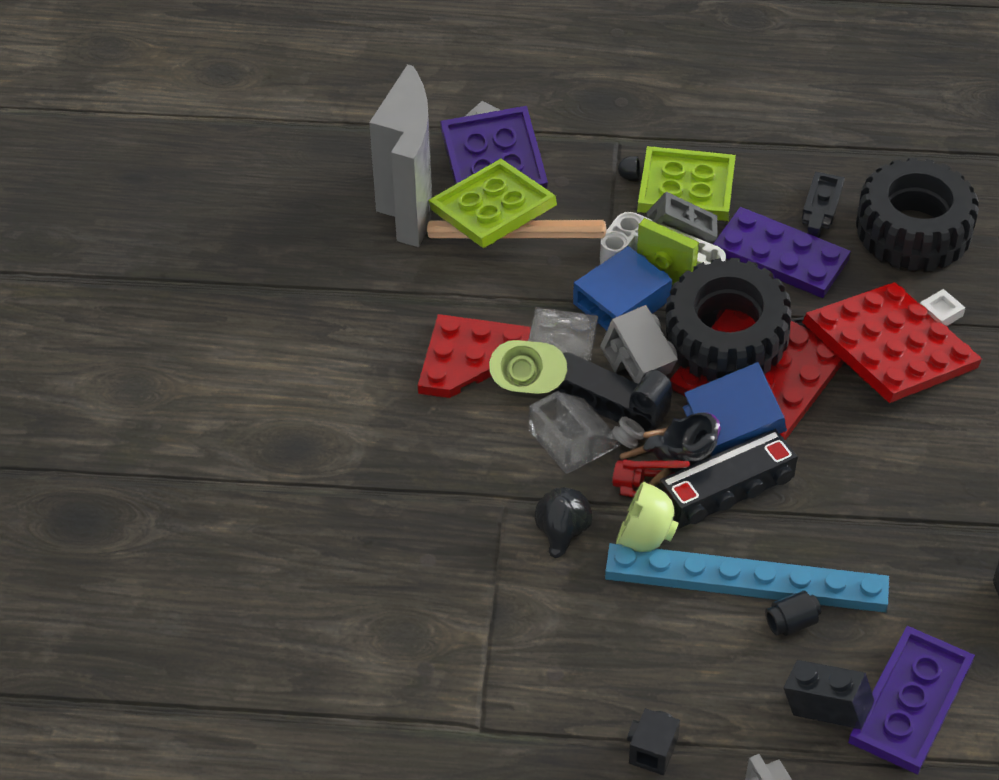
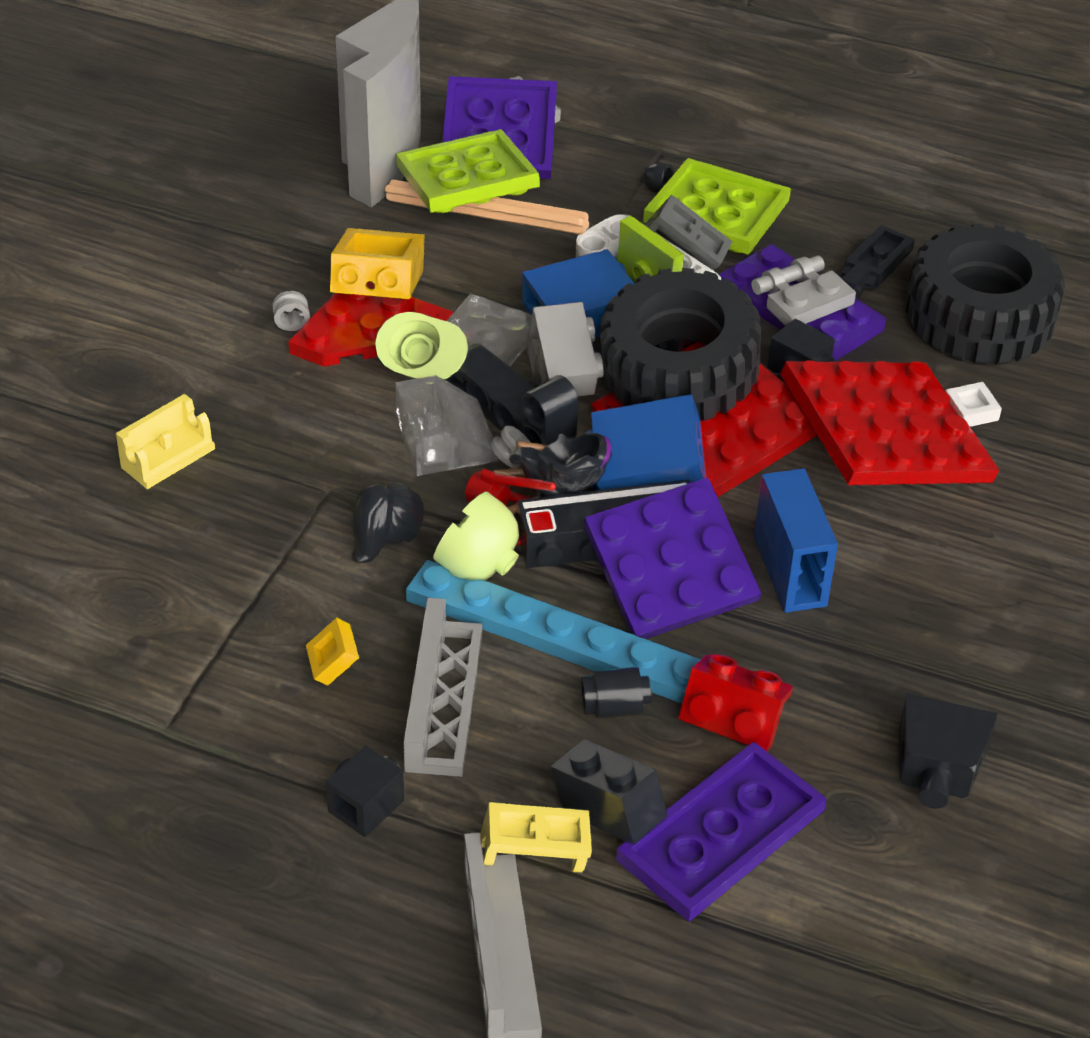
camera: 15 degrees right, 5 degrees down
(367, 498) = (164, 442): none -> light yellow hinge
(407, 358) = (287, 302): none -> light grey bush
(472, 304) = (383, 257): none -> yellow window
(577, 637) = (332, 651): none -> yellow plate
(662, 650) = (427, 684): none -> light grey fence
(789, 496) = (671, 559): none -> dark purple plate
(792, 252) = (810, 298): none -> light grey plate
(795, 741) = (536, 833): none -> light yellow hinge
(806, 294) = (799, 343): none -> black brick
(871, 458) = (795, 540): none -> blue brick
(881, 597) = (734, 700): none -> red bracket

